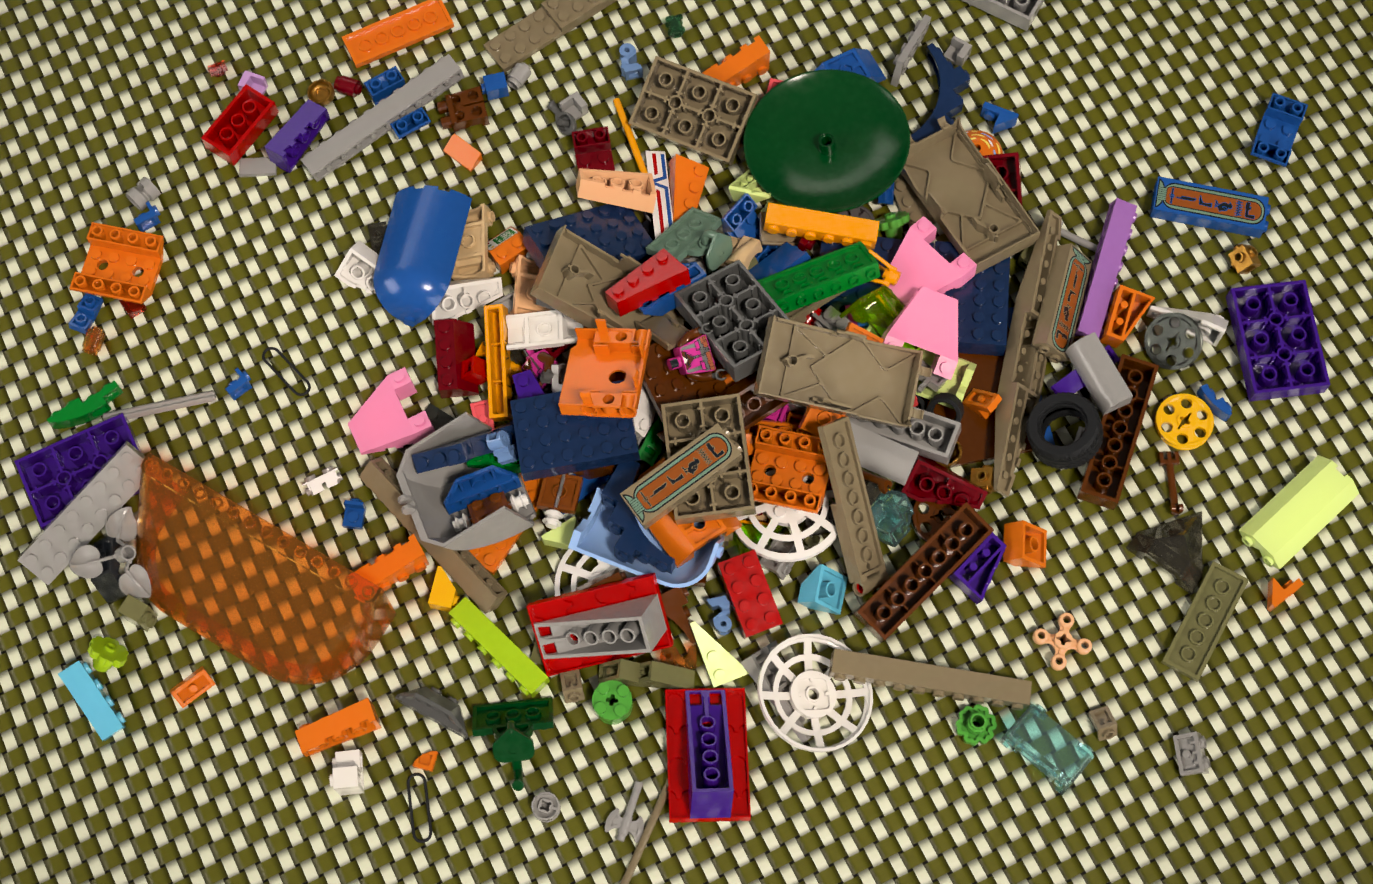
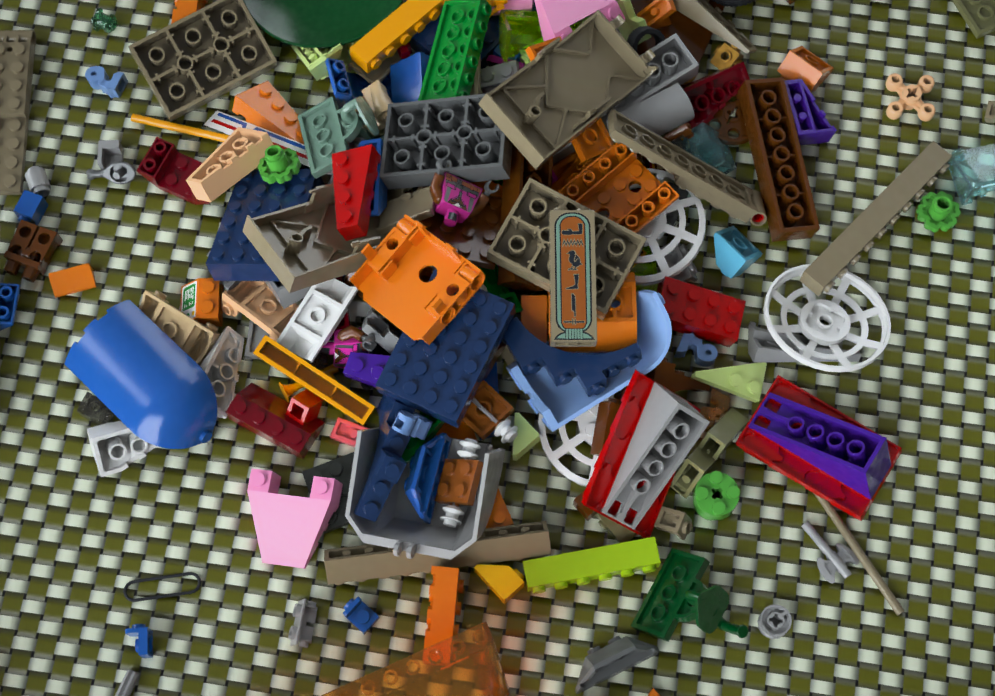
camera: 55 degrees left, 0 degrees up
(639, 221) = (279, 164): none -> bright green plant

